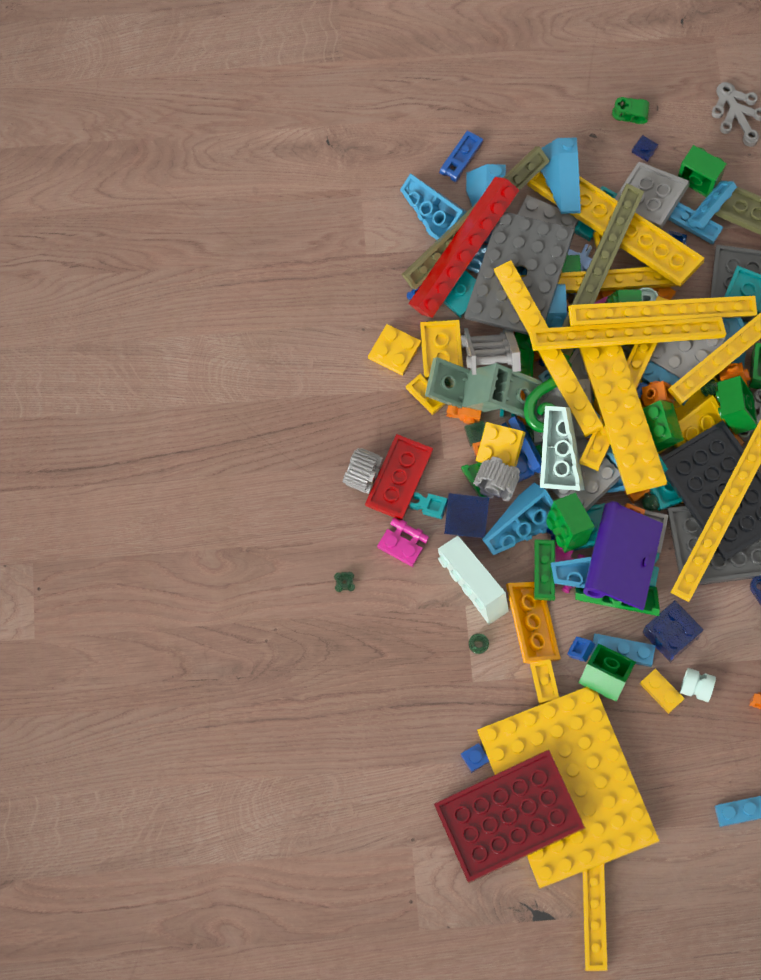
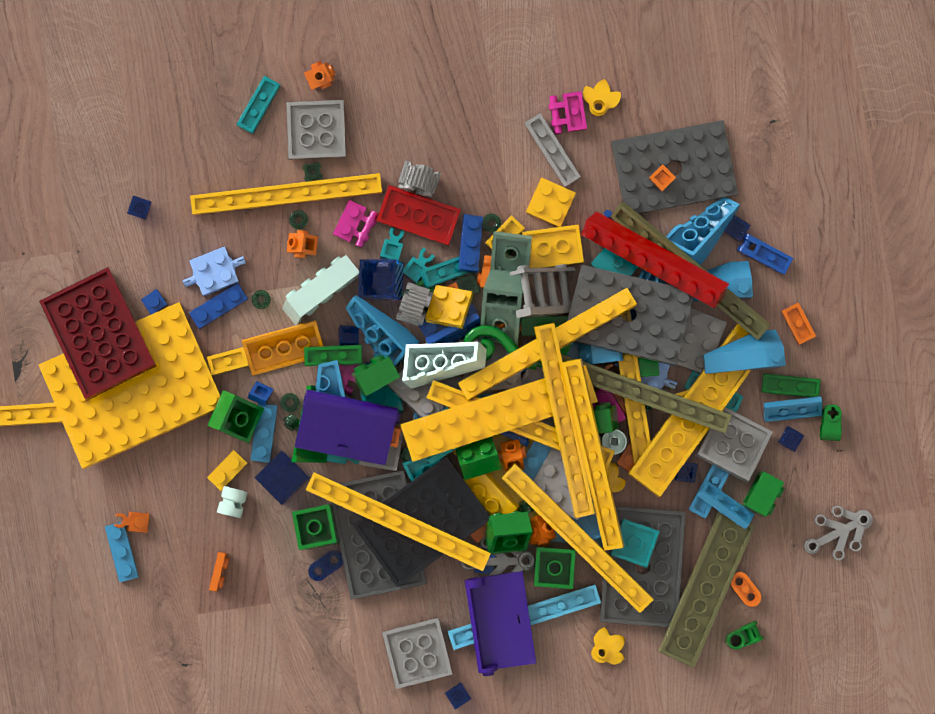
camera: 85 degrees right, 15 degrees up
(242, 570) = (314, 78): none -> orange brick
(266, 633) = (258, 105): none -> teal tile
(287, 294) = (601, 95): none -> yellow plate
(299, 574) = (316, 129): none -> light grey plate
(303, 320) = (574, 112): none -> dark pink plate
(341, 343) = (552, 150): none -> light grey plate
(360, 259) = (704, 161): none -> dark grey plate
(366, 611) = (286, 194): none -> yellow plate
(369, 766) = (139, 207): none -> clear blue plate
(379, 238) = (662, 178): none -> orange plate
(394, 593) = (294, 215): none -> clear green plate
(411, 402) = (495, 218): none -> clear green plate
(423, 594) = (302, 244): none -> orange brick
(432, 427) = (470, 243): none -> blue plate
(434, 178) = (737, 228): none -> clear blue plate
(445, 691) = (214, 271): none -> light blue plate
(453, 482) = (415, 265): none -> teal plate
(459, 449) = (441, 272): none -> teal tile
(483, 689) = (218, 306): none -> blue plate
(523, 555) = (348, 335): none -> clear blue plate
(532, 132) = (798, 323): none -> orange plate
(592, 144) = (790, 385): none -> green tile
(593, 615) = (285, 398): none -> clear green plate
(613, 619) = (291, 422): none -> clear green plate
(616, 142) = (792, 409): none -> dark azure plate
(717, 792) = (135, 521): none -> orange plate
(727, 598) = (315, 527): none -> green brick

